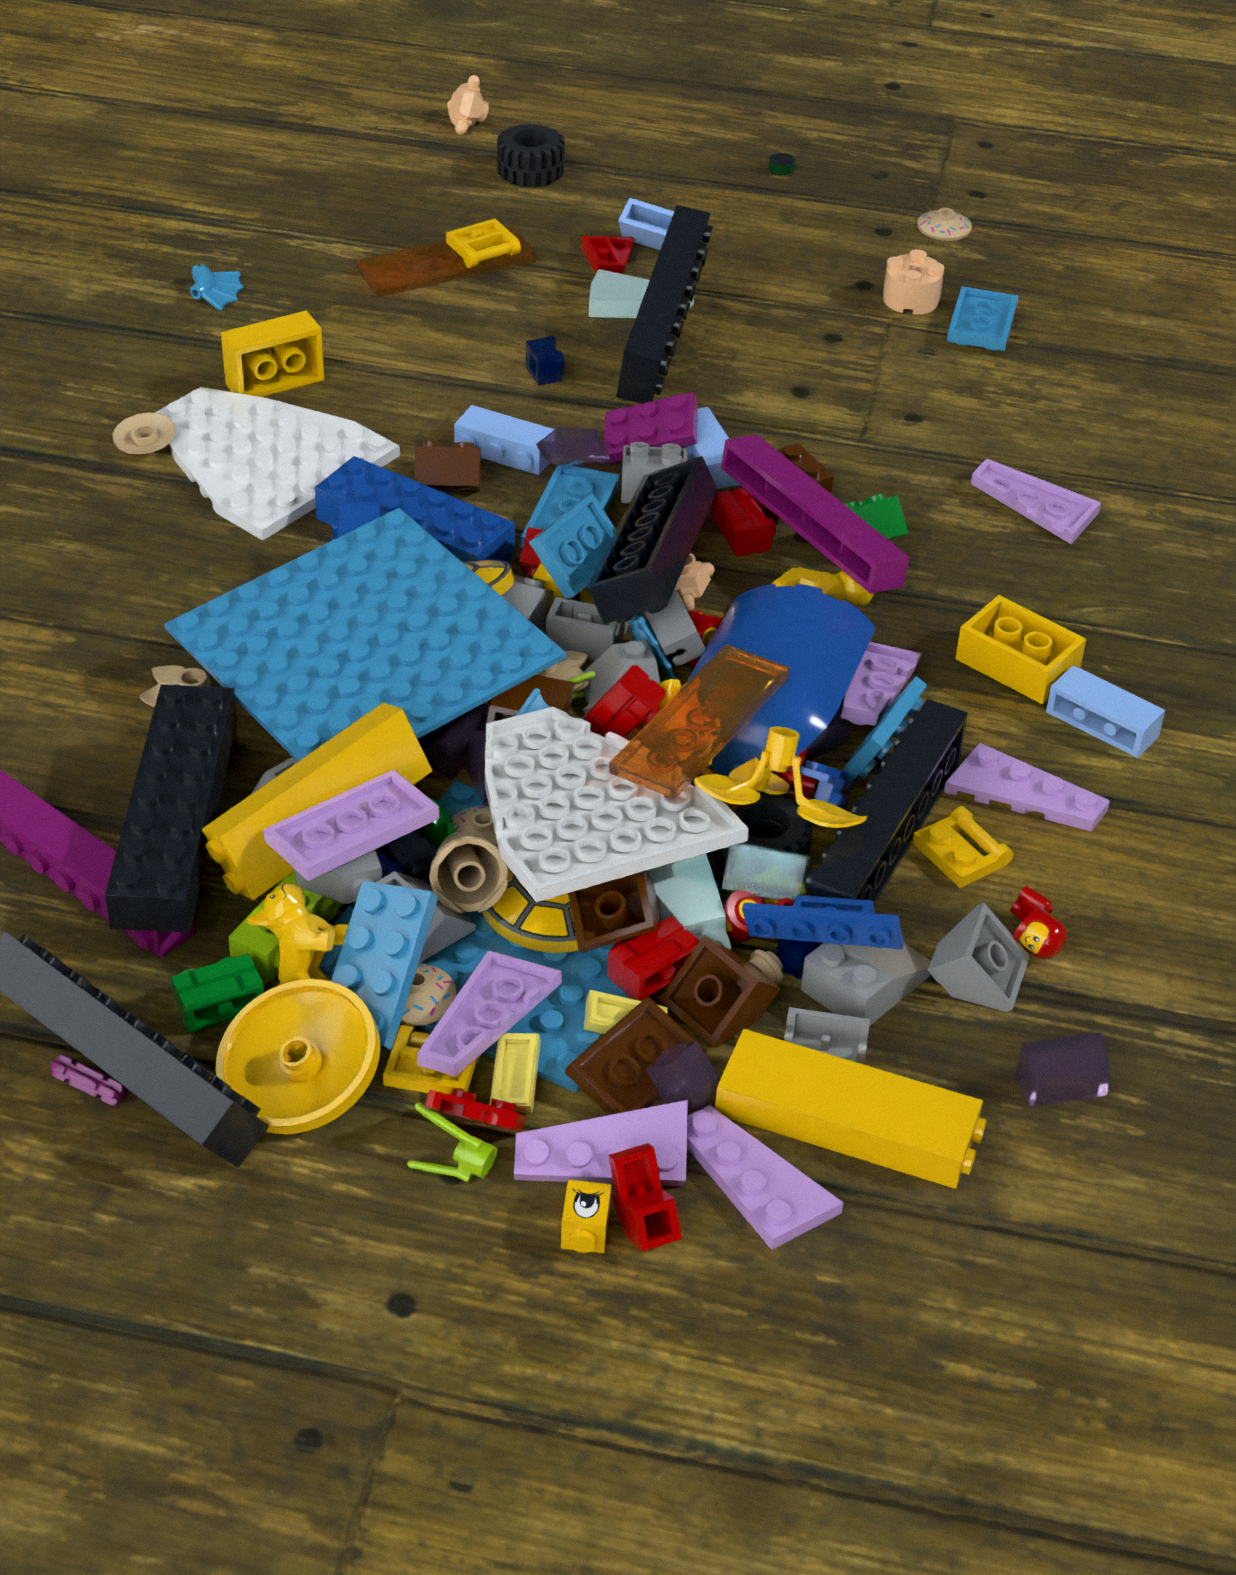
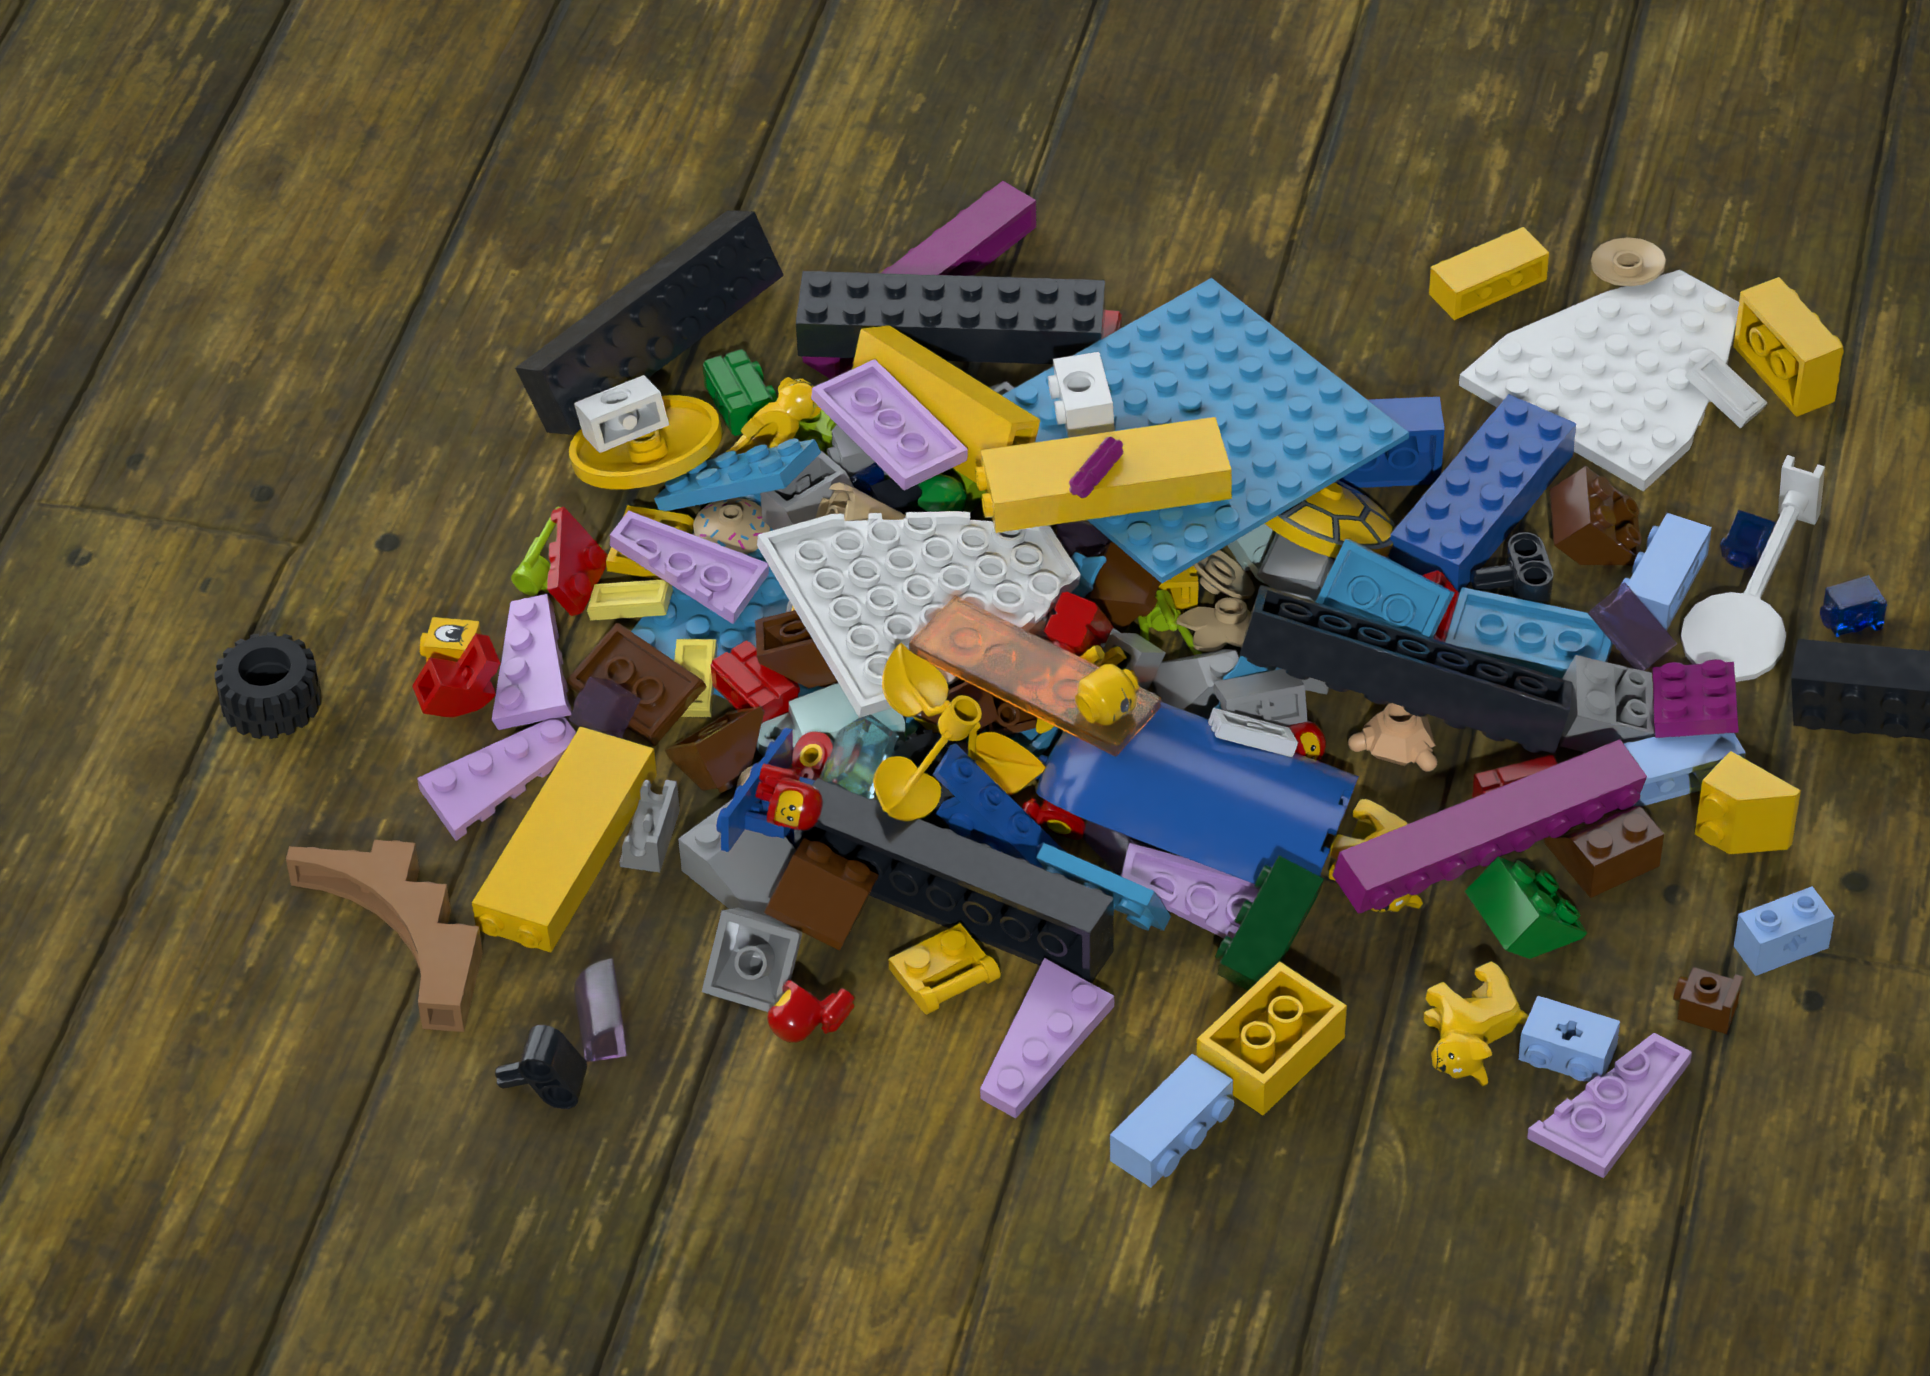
camera: 95 degrees right, 5 degrees up
(140, 506) = (1488, 273): none -> yellow brick
(284, 1077) = (621, 414): none -> white brick
(304, 397) = (1726, 389): none -> white tile
(339, 684) = (1082, 395): none -> white brick
(457, 668) = (1157, 471): none -> yellow brick
(466, 395) = (1746, 540): none -> clear blue bracket
(475, 649) = (1096, 467): none -> magenta axle
(507, 500) = (1525, 572): none -> black beam
(548, 410) = (1740, 624): none -> white piece
(652, 1411) = (268, 685): none -> black tyre
(727, 629) = (1253, 732): none -> white tile
(748, 656) = (1107, 694): none -> yellow head
(761, 407) = (1746, 808): none -> yellow slope
(861, 884) = (791, 801): none -> red piece
(867, 412) = (1783, 931): none -> light blue brick
(914, 638) = (1268, 923): none -> dark green brick
(922, 897) = (822, 893): none -> reddish brown slope
(932, 449) = (1708, 999): none -> reddish brown brick
(979, 554) = (1472, 1023): none -> yellow animal
(985, 513) = (1568, 1040): none -> light blue brick
(1010, 1199) = (416, 910): none -> medium nougat arch
(1151, 1096) = (548, 1066): none -> black beam

